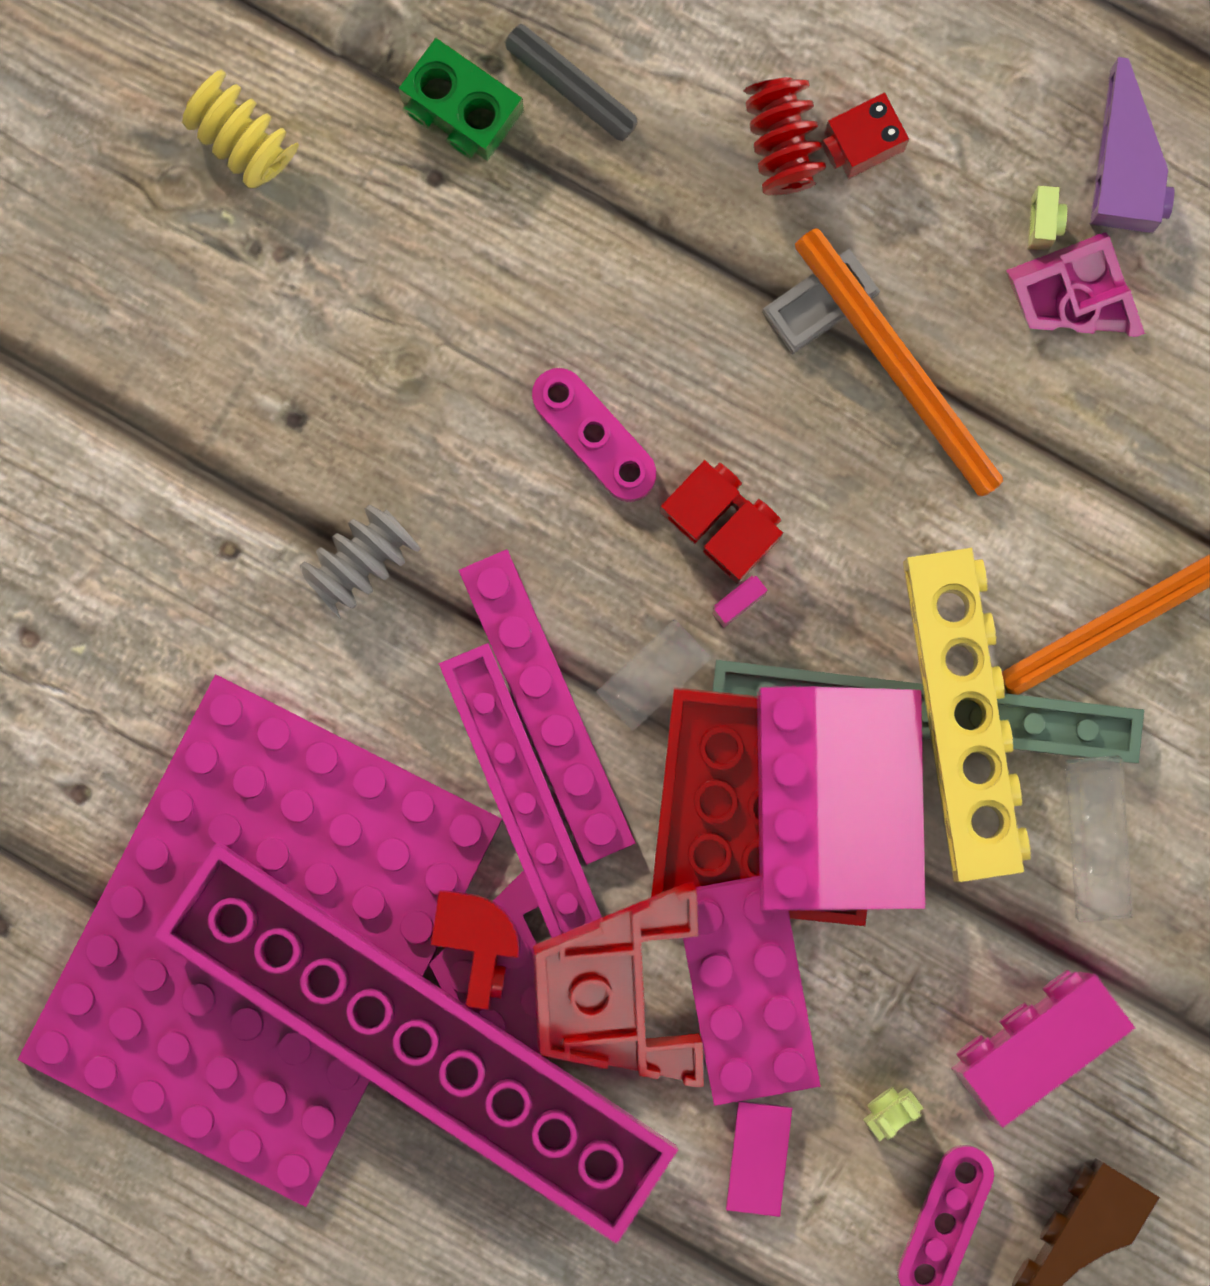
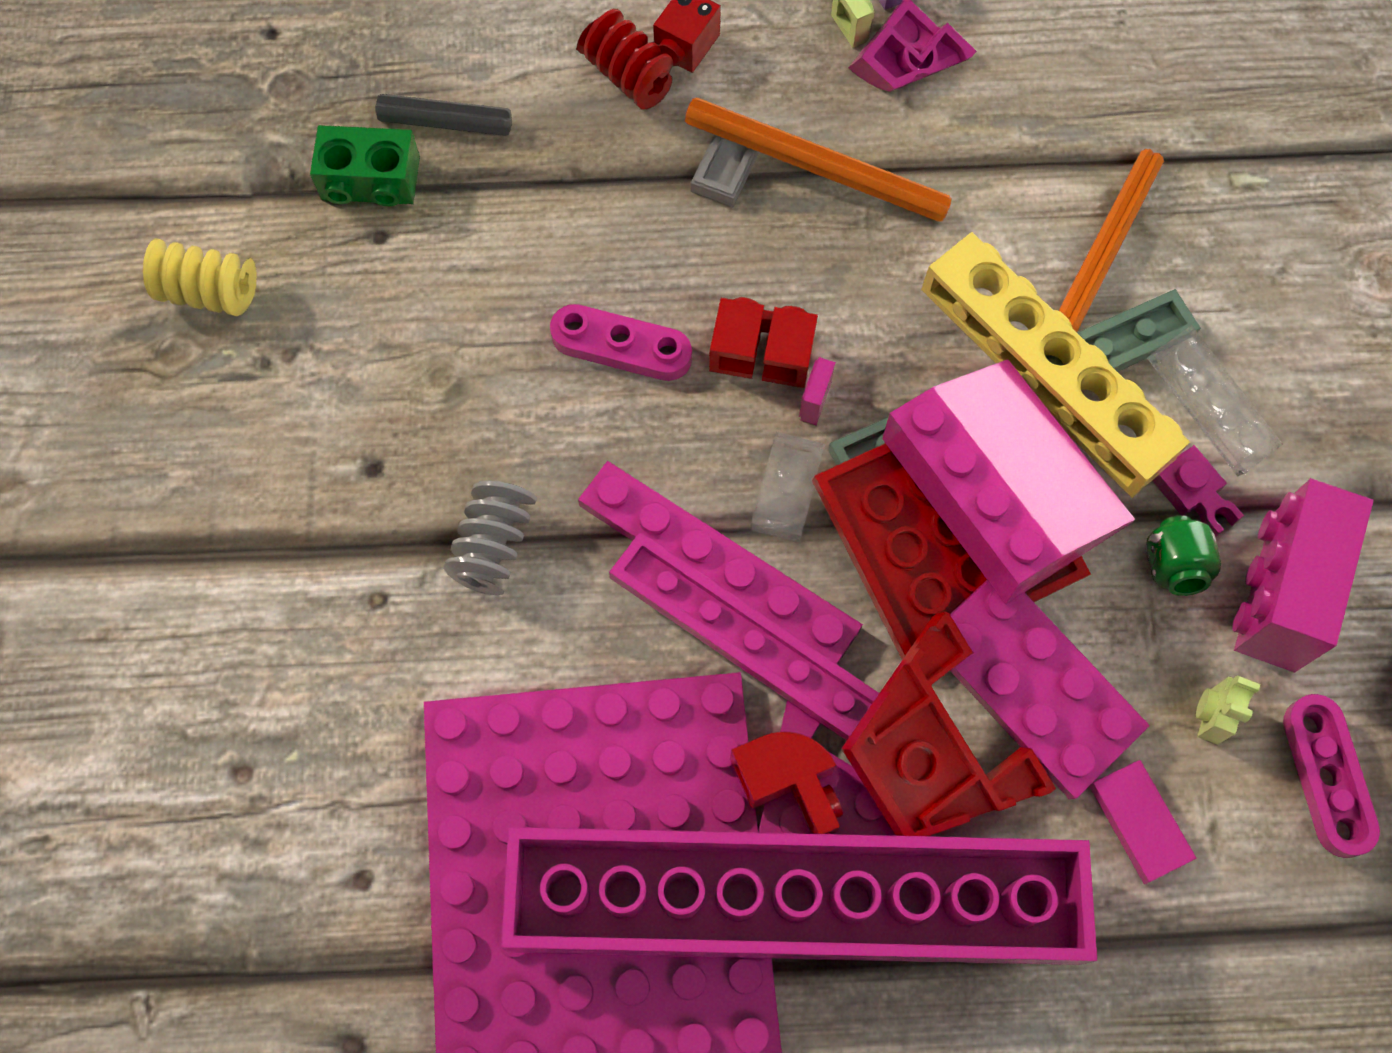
camera: 35 degrees left, 15 degrees down
(960, 961) = (1183, 556): none -> green head
(1024, 902) = (1195, 485): none -> dark pink plate

